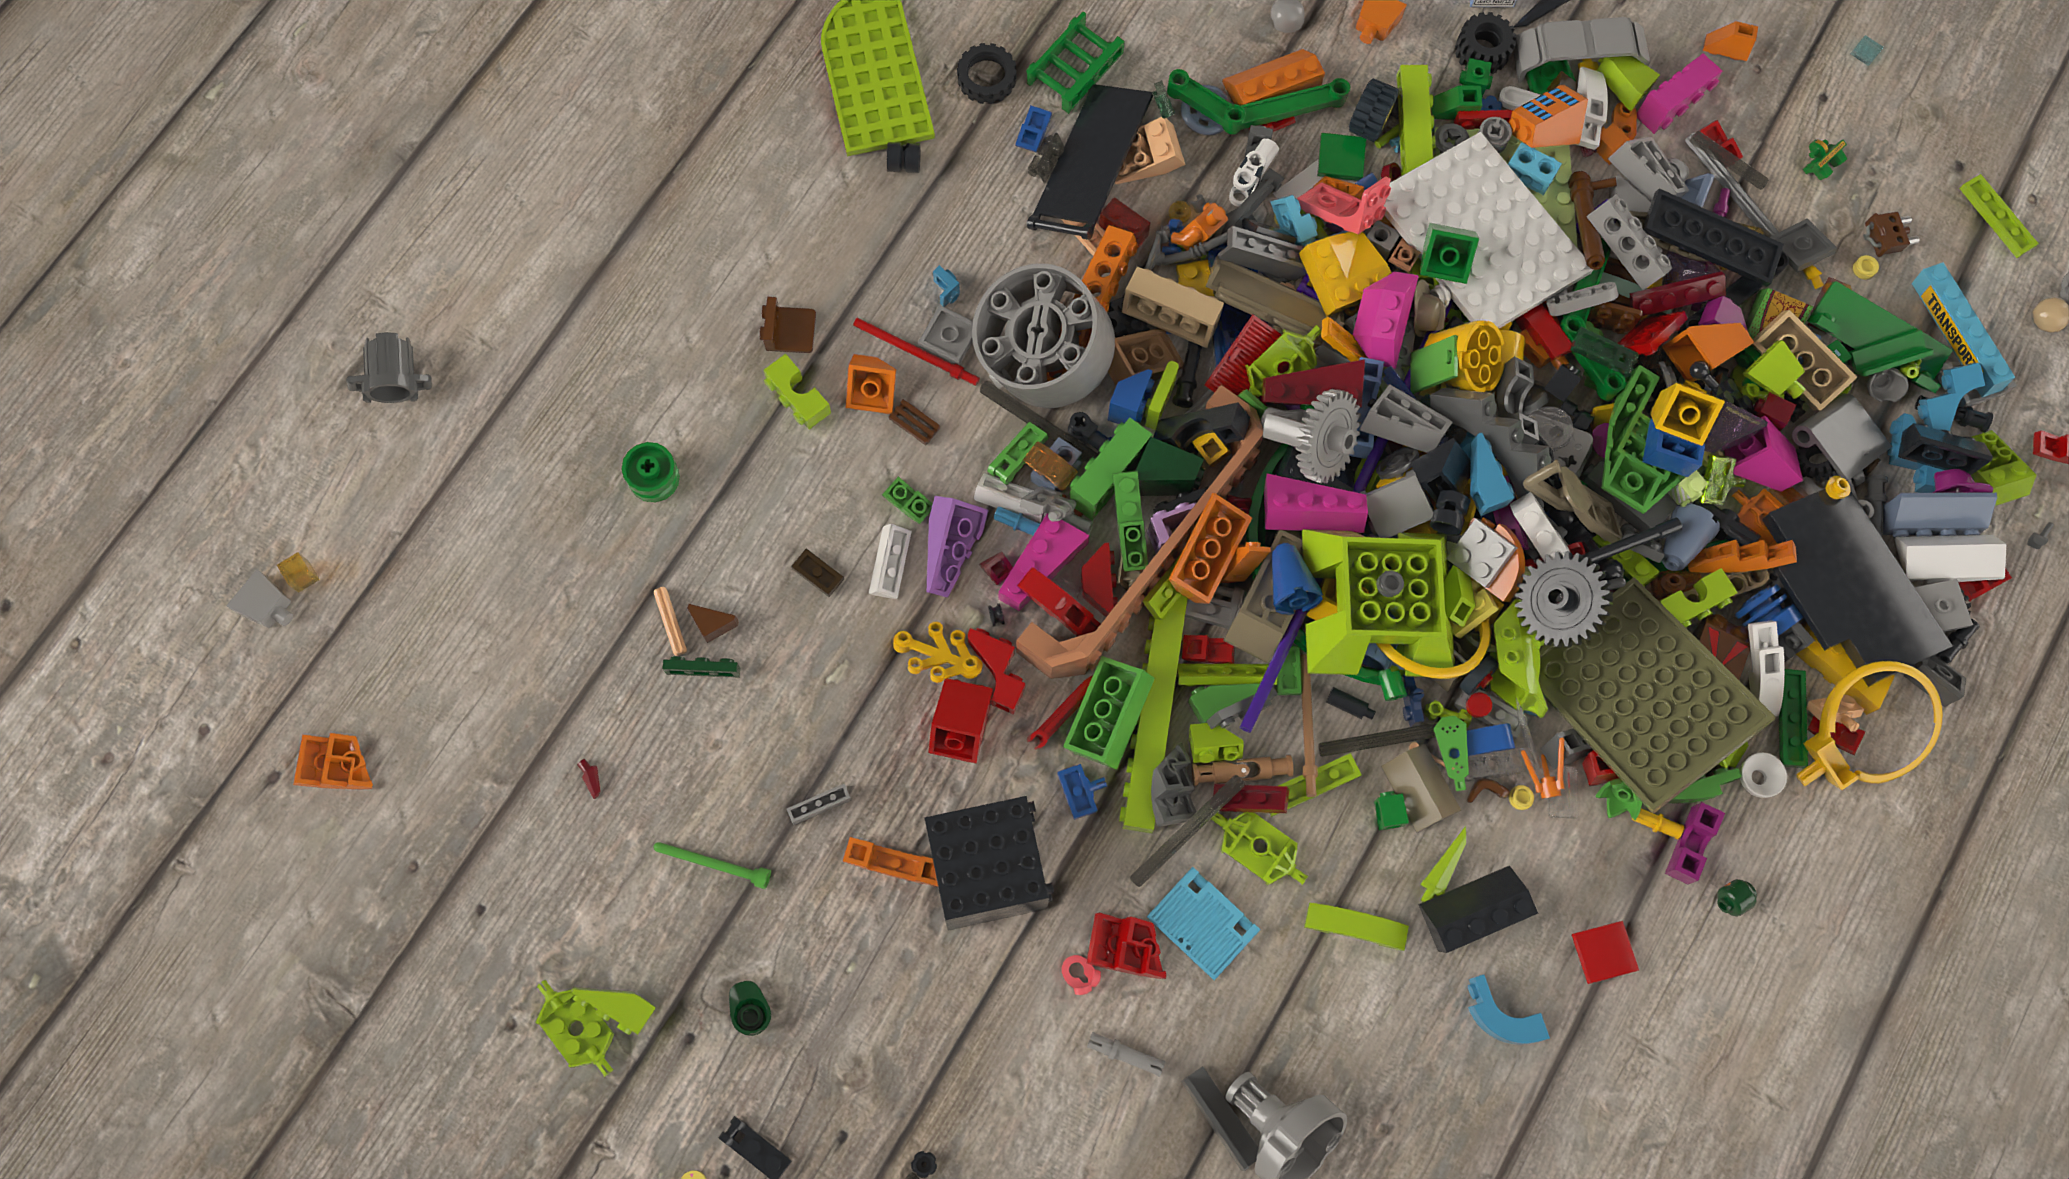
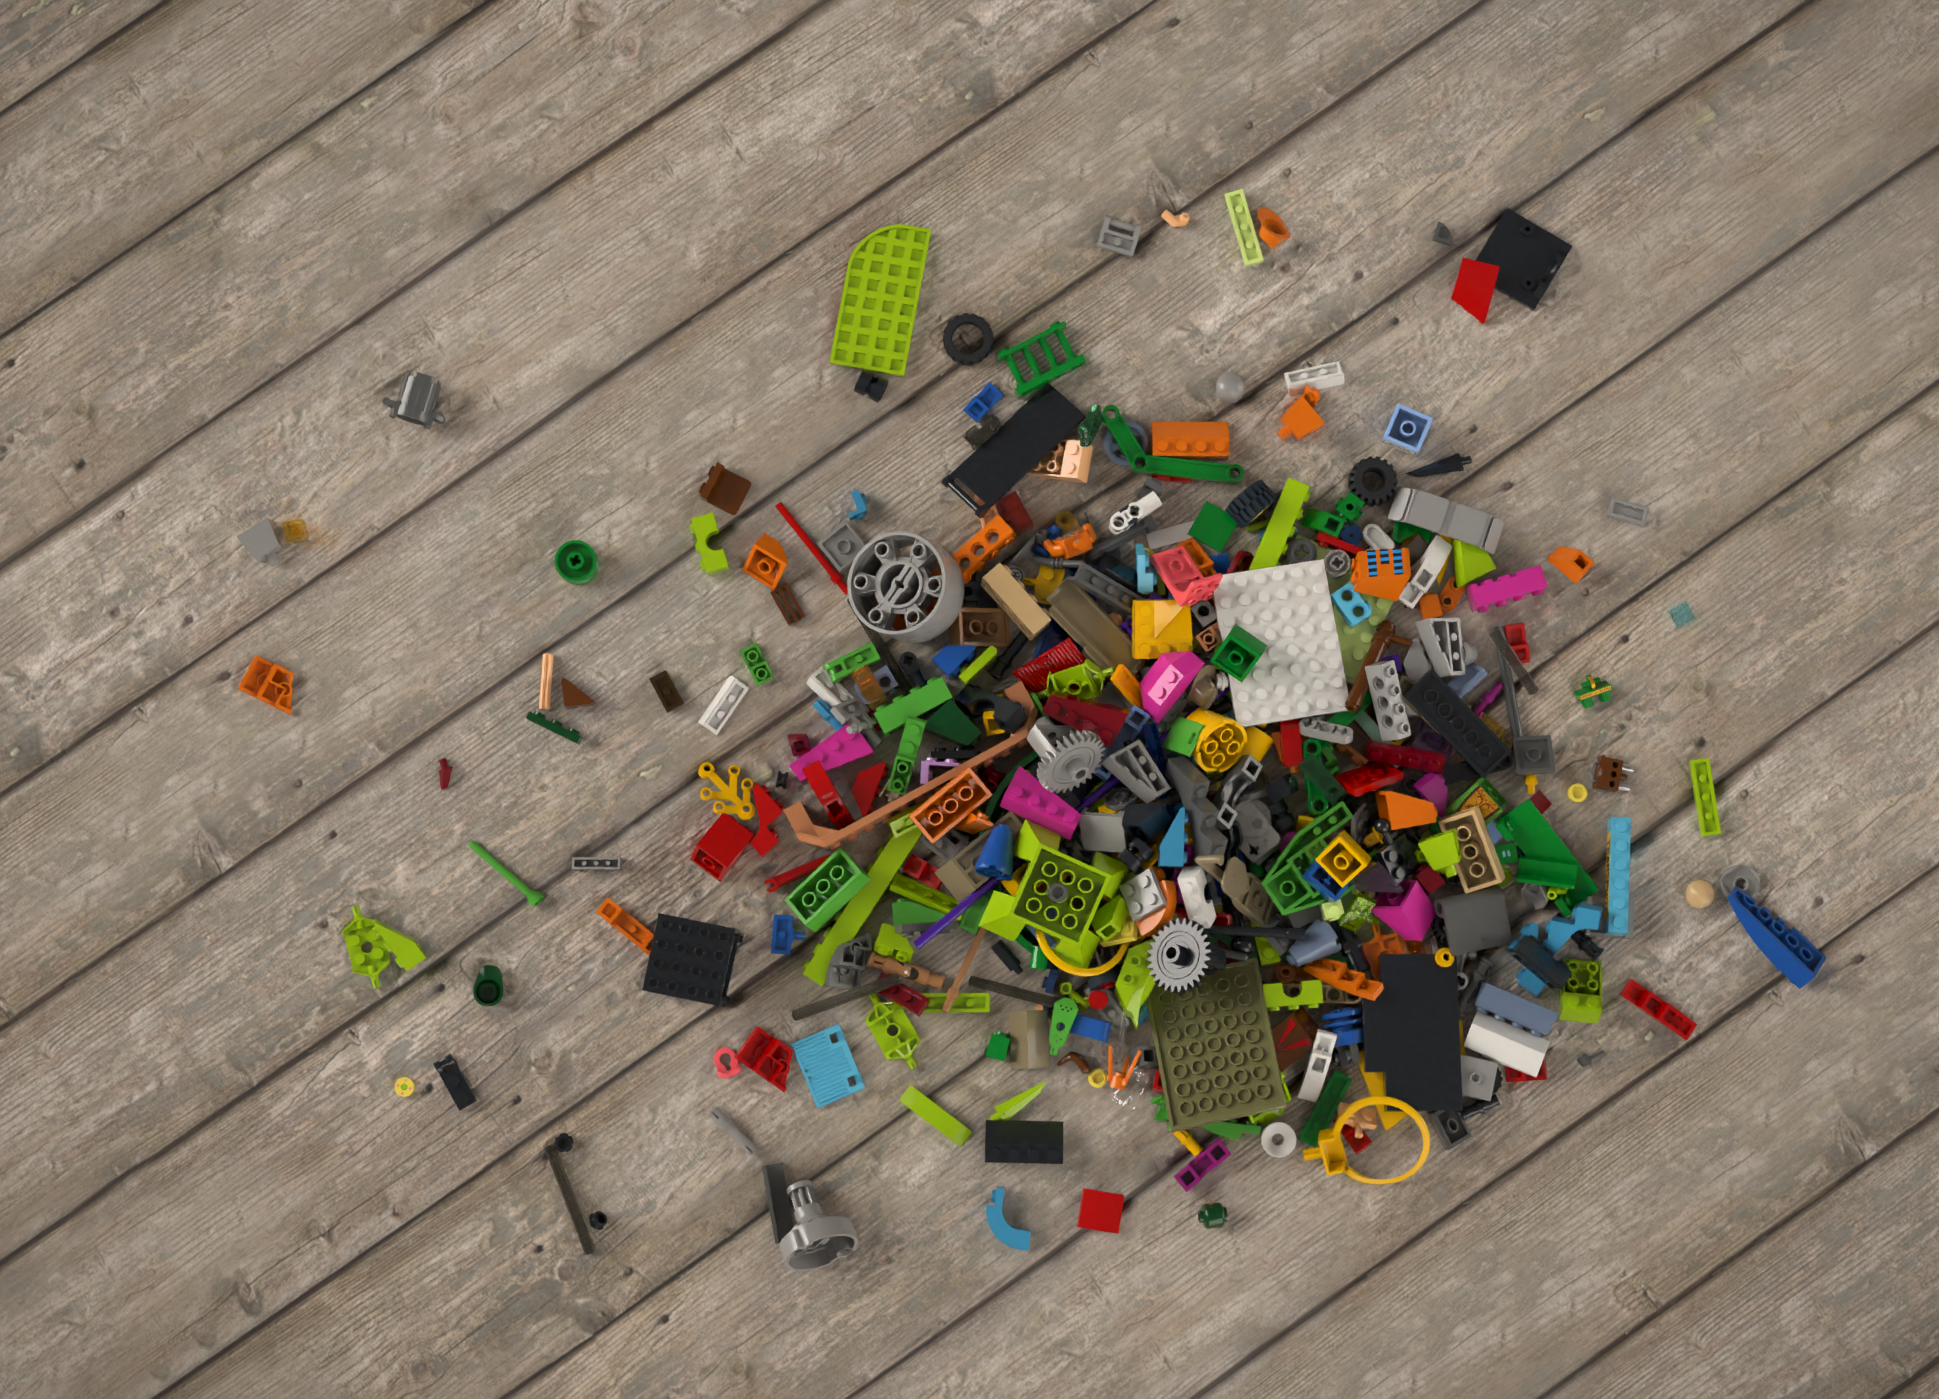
camera: 30 degrees right, 10 degrees up
(952, 532) = (775, 705): medium lavender wedge -> none
(1958, 482) = (1535, 992): magenta piece -> none

